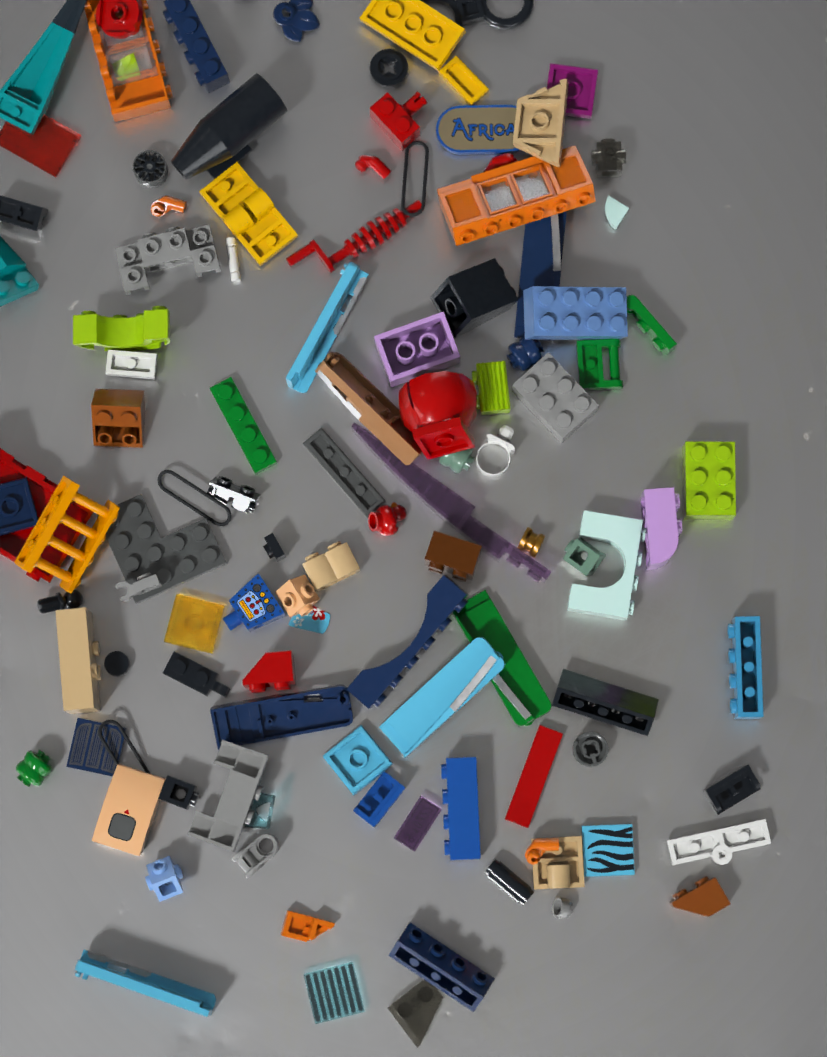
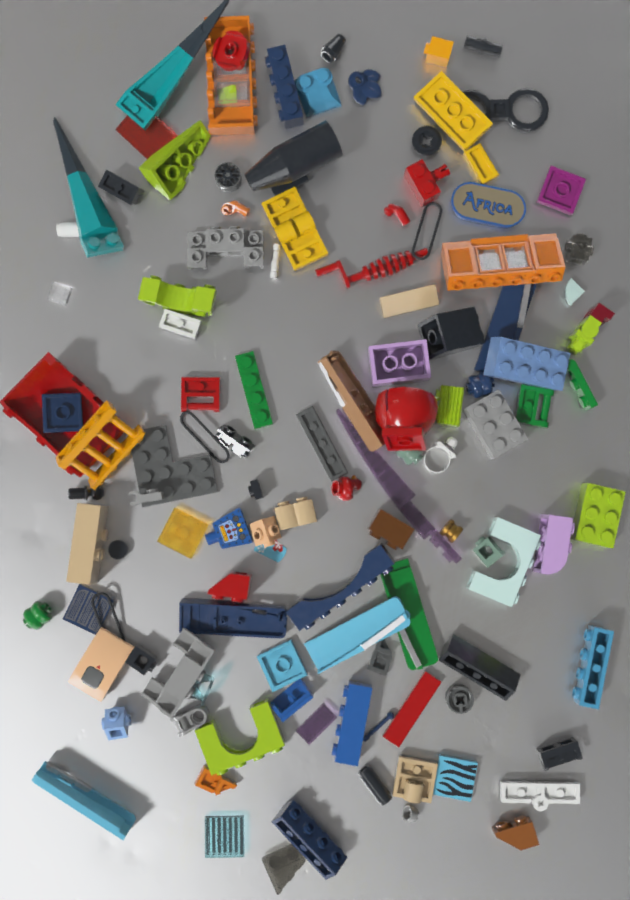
camera: 10 degrees right, 5 degrees up
(75, 169) = (173, 162): none -> lime wedge
(118, 417) = (160, 362): dark orange slope -> none
(173, 438) = (200, 388): none -> red plate
(194, 675) = (174, 572): black plate -> none
(238, 39) = (317, 92): none -> dark azure slope
(306, 892) = (222, 757): none -> lime arch
(326, 328) = (334, 330): medium azure piece -> none
(412, 270) = (409, 301): none -> tan slope
(480, 722) = (380, 658): none -> dark grey slope
(500, 160) = (495, 232): red arm -> none
(509, 791) = (390, 715): none -> dark blue hinge
(538, 848) = (404, 766): orange arm -> none
(542, 122) = (534, 210): tan wing -> none
(638, 262) = (588, 328): none -> lime hips

